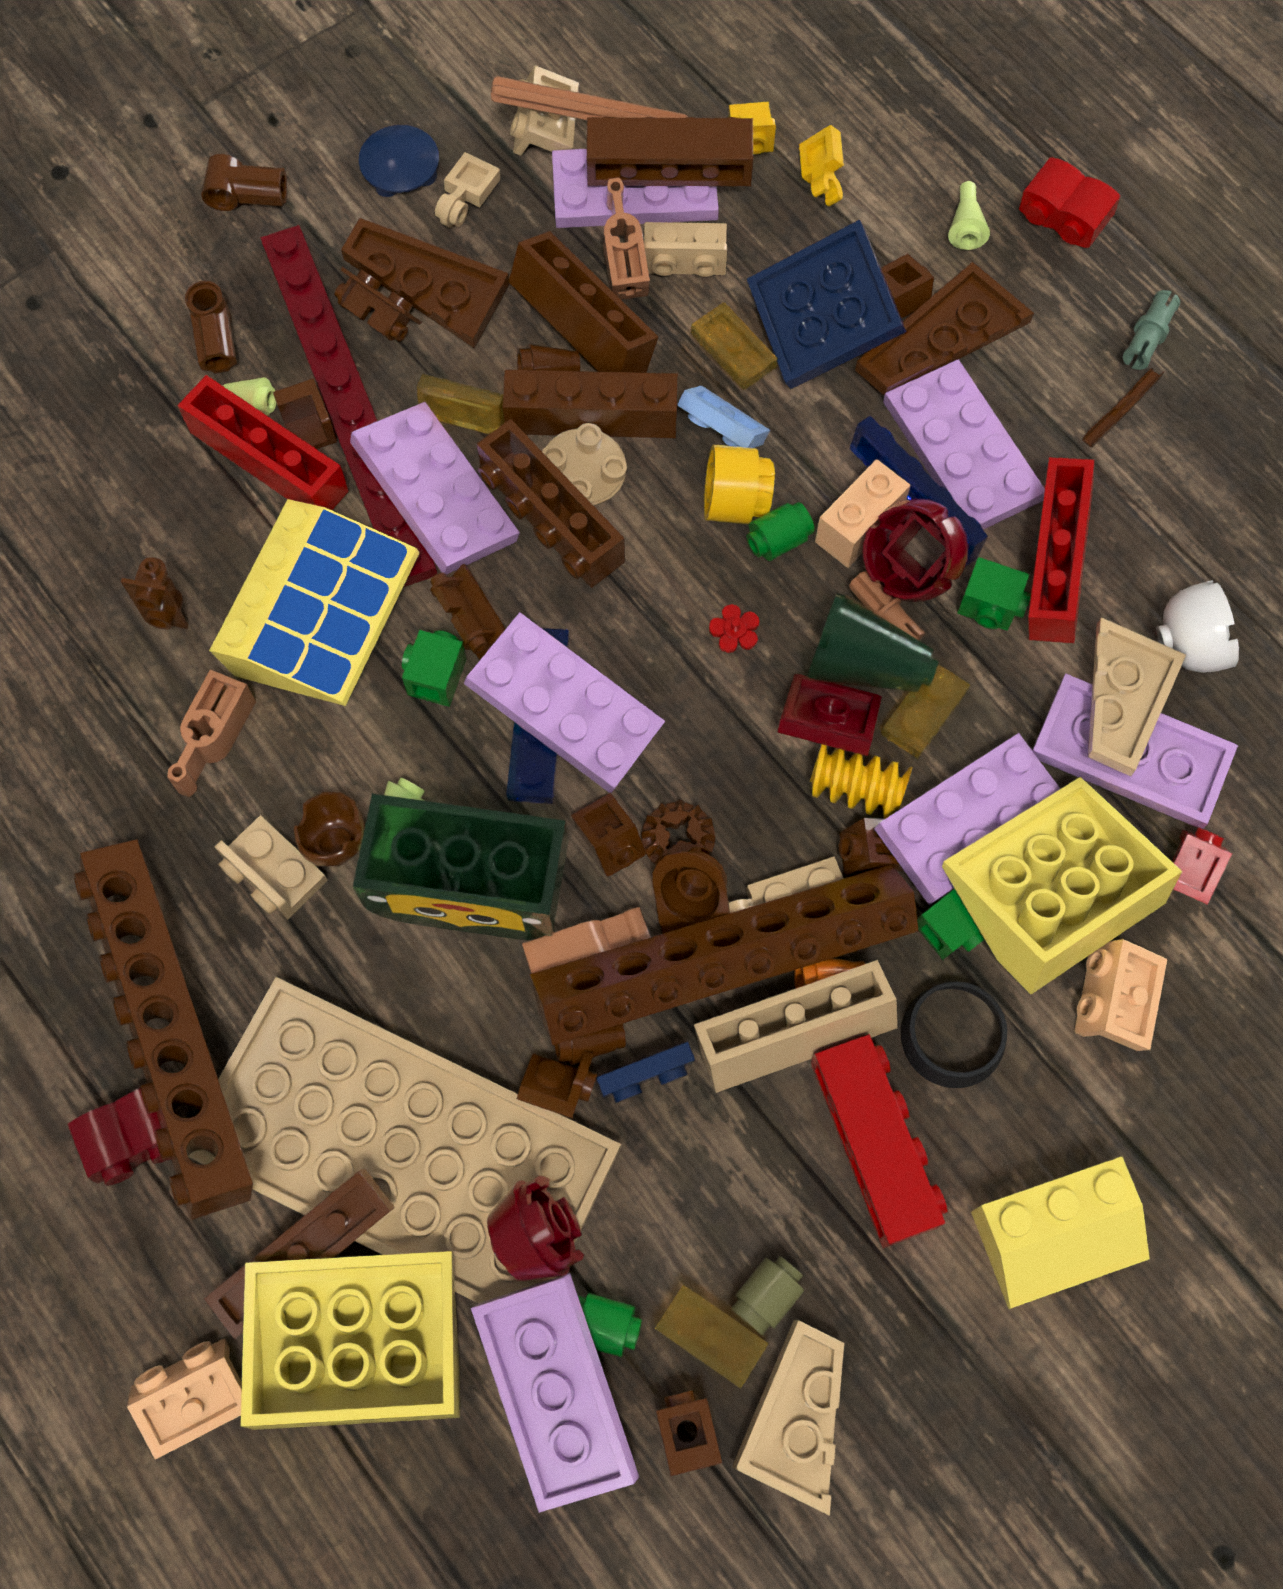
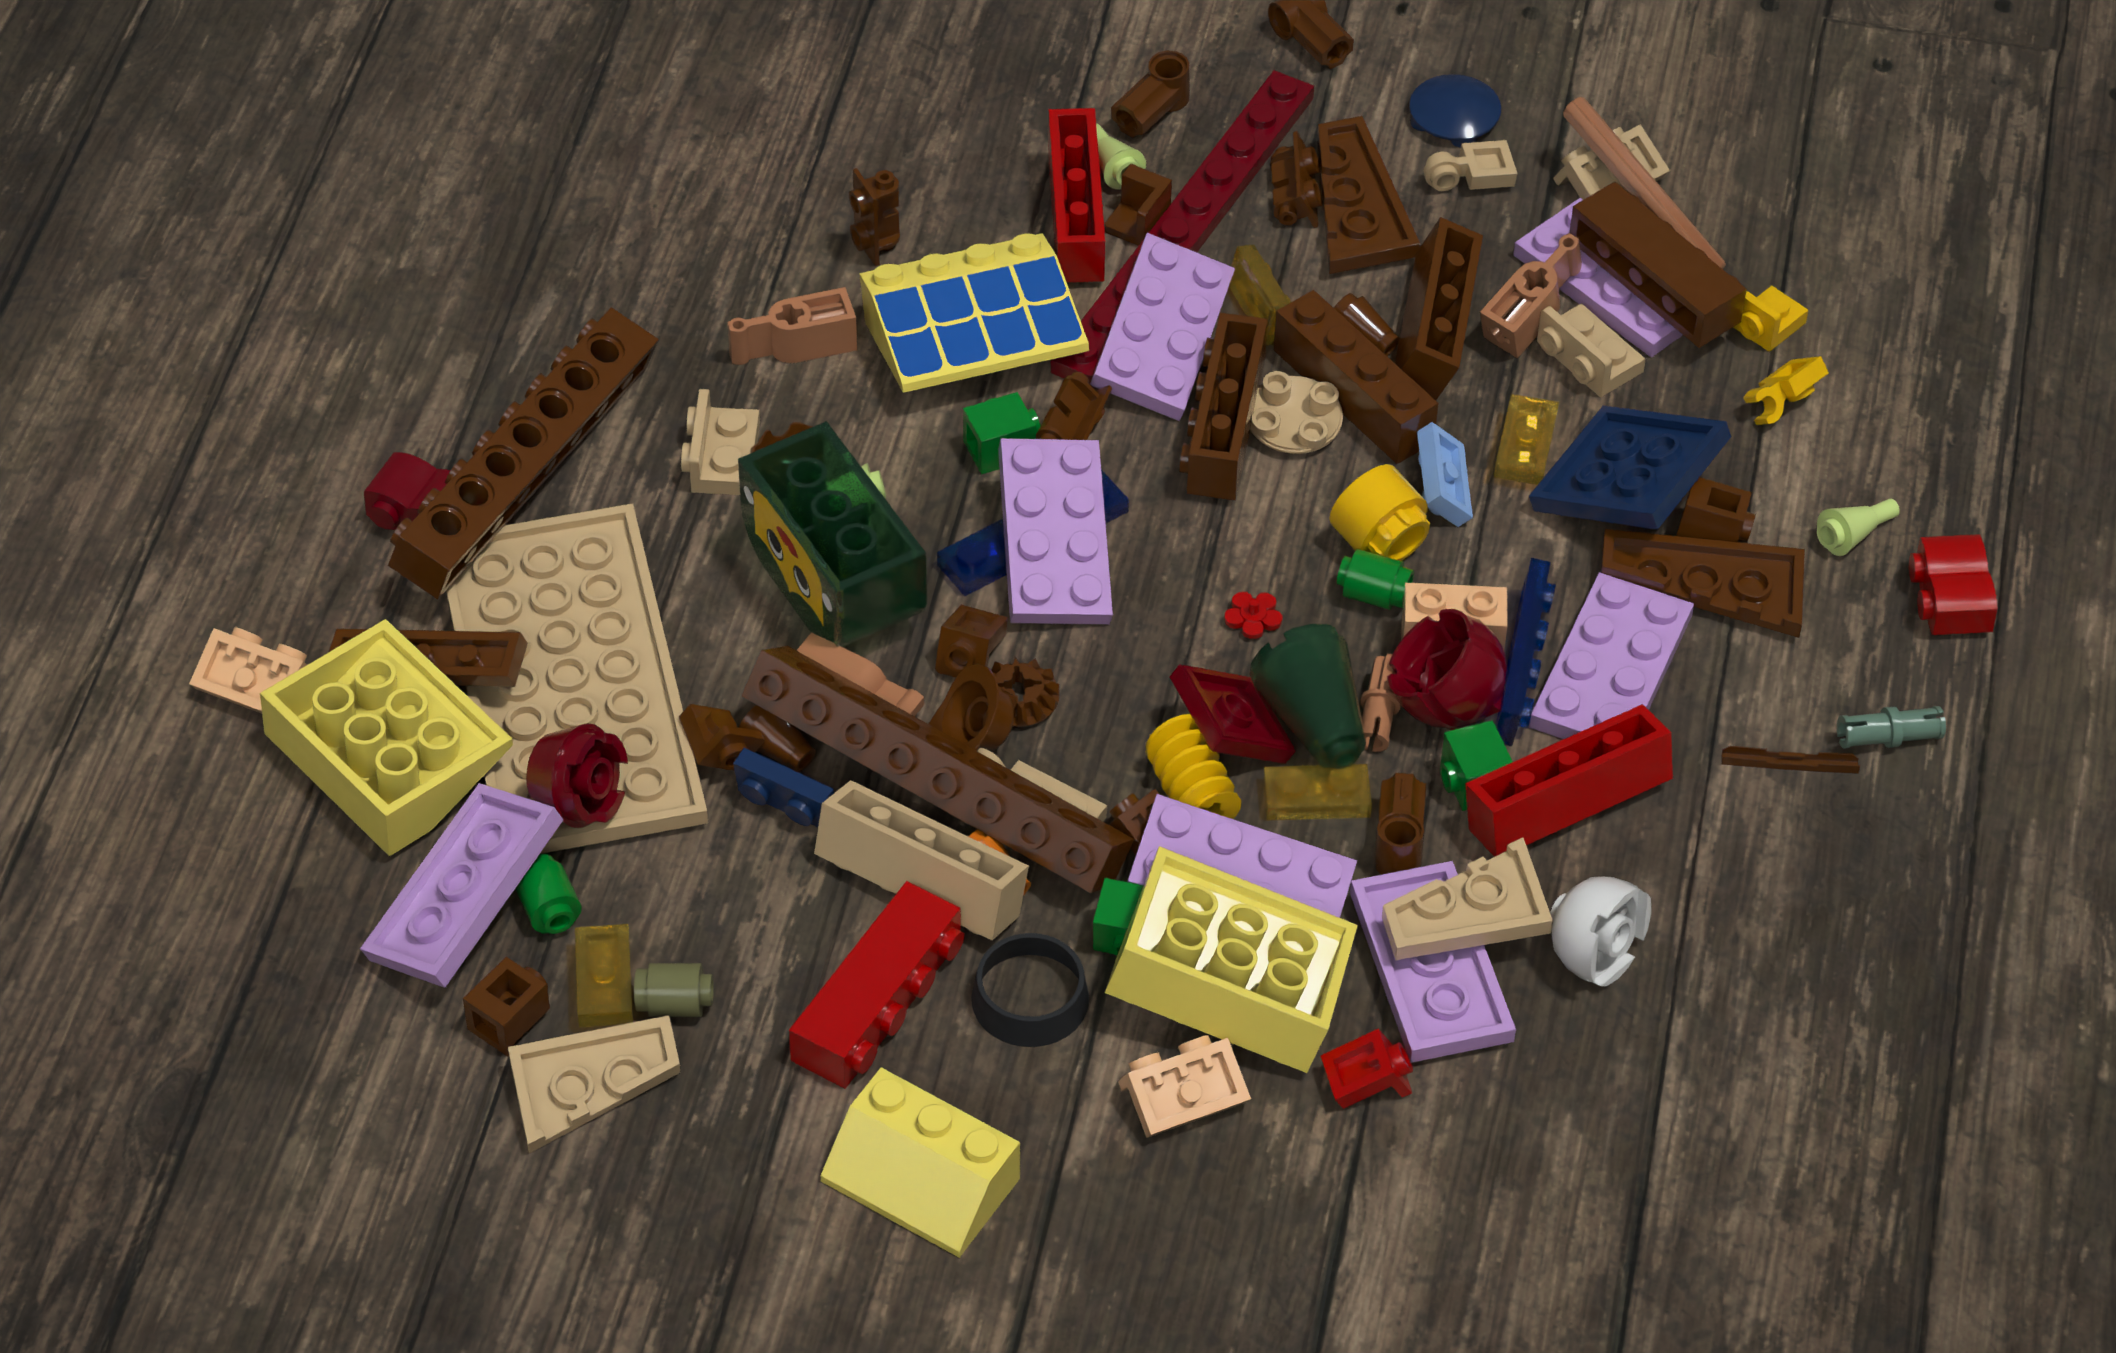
camera: 50 degrees right, 20 degrees down
(1003, 678) = (1400, 824): none -> reddish brown piece

